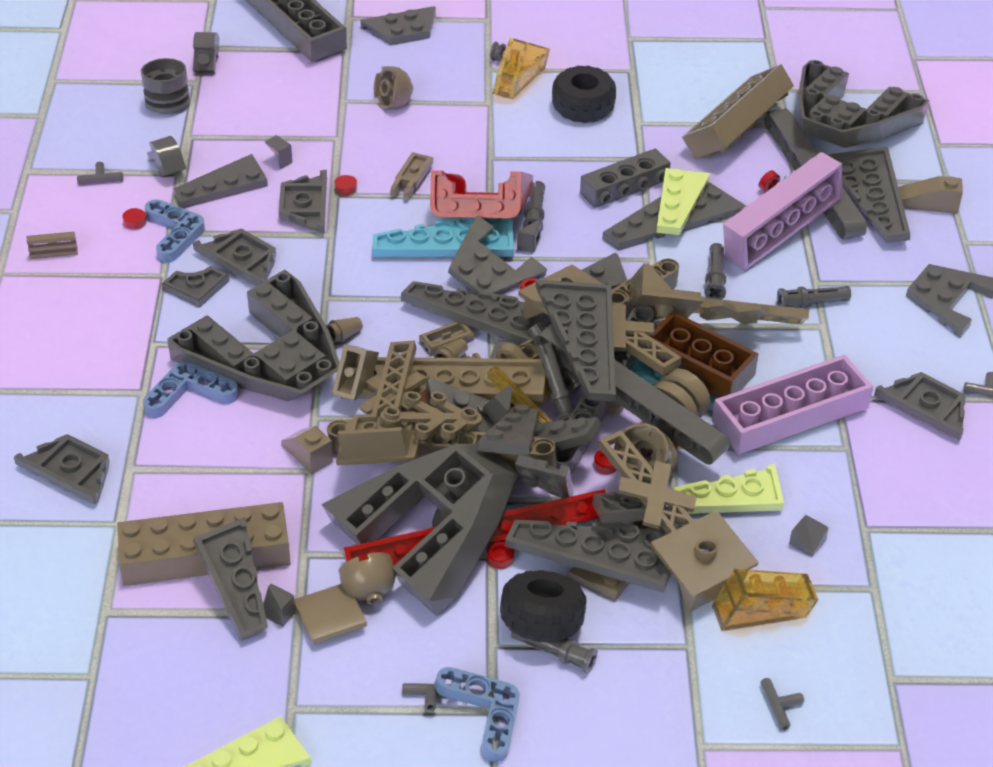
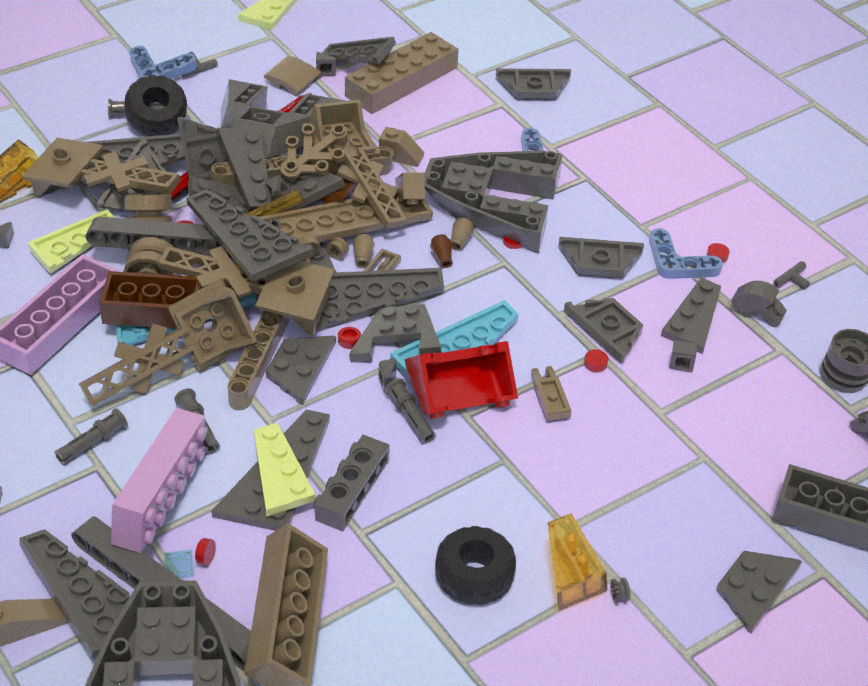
camera: 145 degrees right, 0 degrees up
(52, 248) = (739, 199): dark tan tile -> none
(196, 286) = (607, 223): dark grey tile -> none
(368, 578) = (283, 87): dark tan cylinder -> none
(376, 322) = (442, 250): none -> reddish brown cone
(392, 87) = (662, 470): dark tan cylinder -> none

